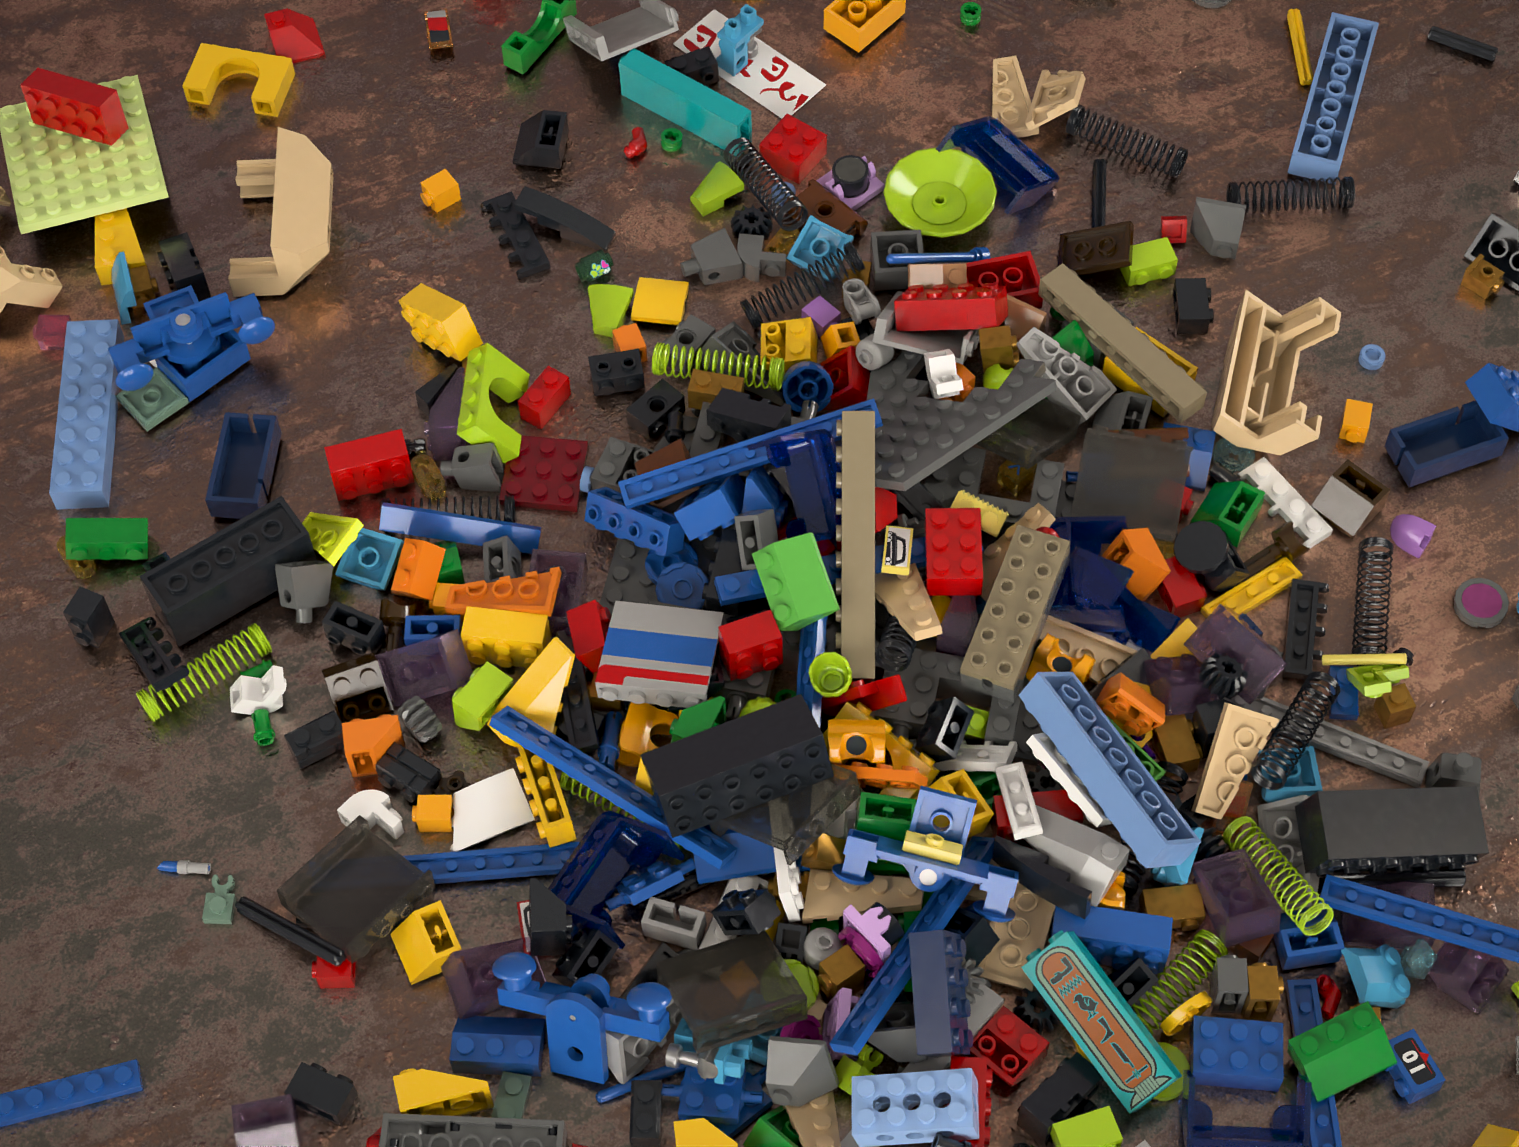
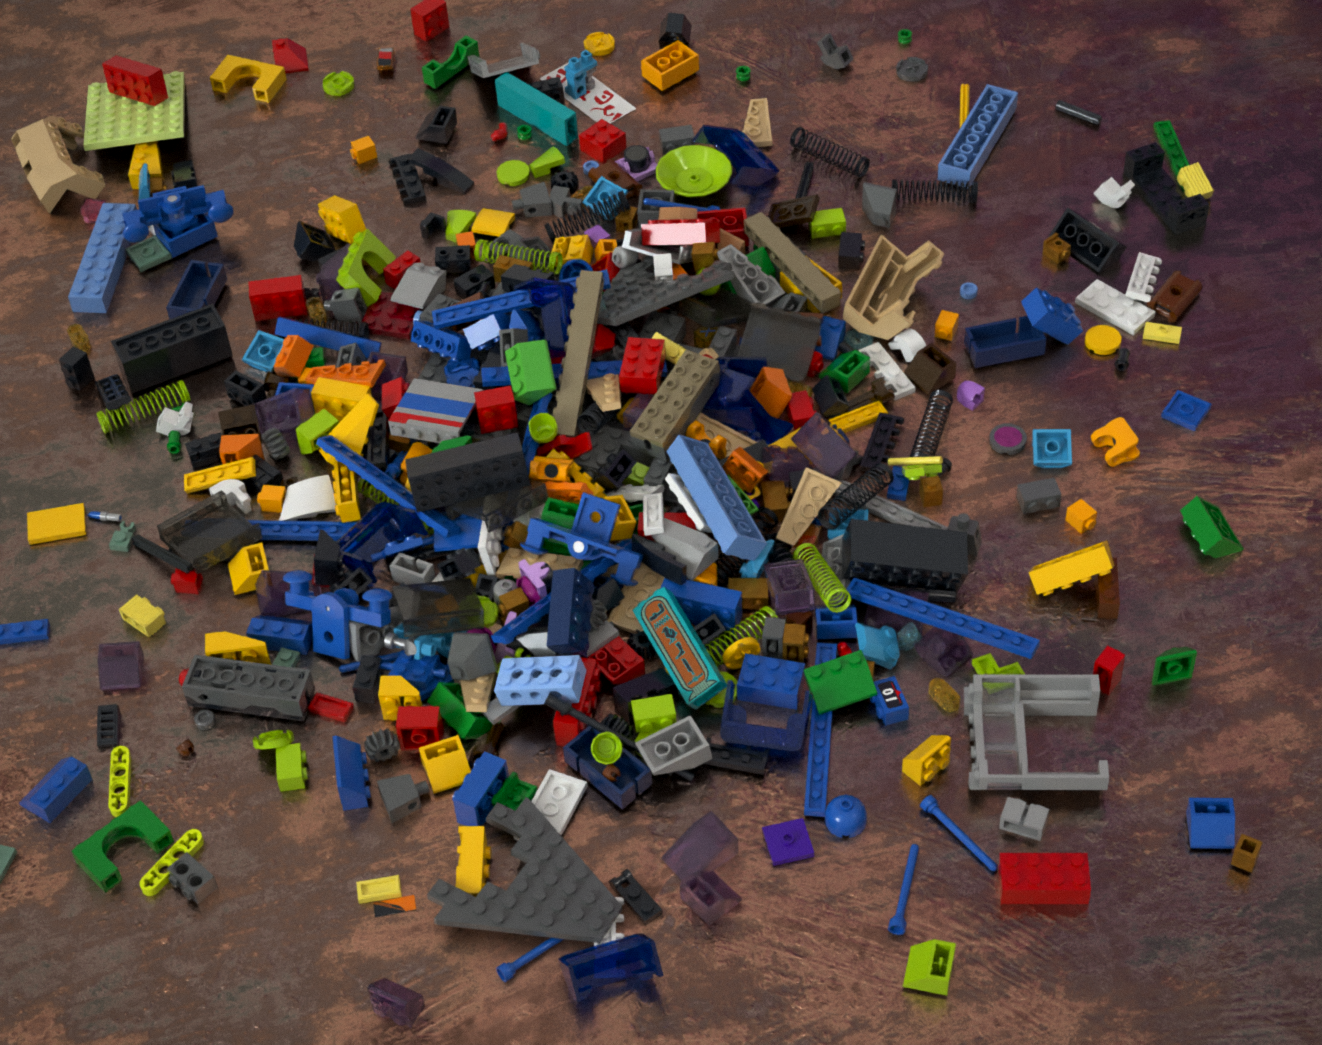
camera: 10 degrees right, 10 degrees down
(106, 538) = (98, 326): green brick -> none
(112, 888) = (56, 523): none -> yellow tile
(281, 1038) = (143, 615): none -> light yellow brick
(301, 215) = (263, 153): tan wedge -> none
(304, 586) = (218, 362): dark grey torso -> none
(322, 1092) = (161, 648): black brick -> none
(331, 534) = (242, 333): neon yellow wing -> none
(347, 782) = (211, 476): none -> yellow tile
(375, 76) = (338, 83): none -> lime tile
(399, 360) = (312, 242): none -> black slope
(569, 310) = (431, 223): none -> black bracket
(577, 425) = (420, 285): none -> light grey slope
(594, 266) = (454, 199): clear green brick -> none
(670, 211) = (513, 173): none -> lime tile
(785, 208) = (565, 152): black piece -> none
(859, 301) = (621, 224): light grey piece -> none
(897, 550) = (606, 363): tile -> none
(900, 136) = (675, 137): none -> dark grey brick
(933, 847) = (586, 530): light yellow plate -> none
(1054, 96) = (785, 121): tan wing -> none
(1174, 228) = (849, 205): red tile -> none
(1201, 547) = (817, 384): black tile -> none
(1223, 675) = (809, 454): black gear -> none
(1314, 460) = (909, 342): none -> white brick
(1484, 1045) = (945, 693): none -> clear yellow beam

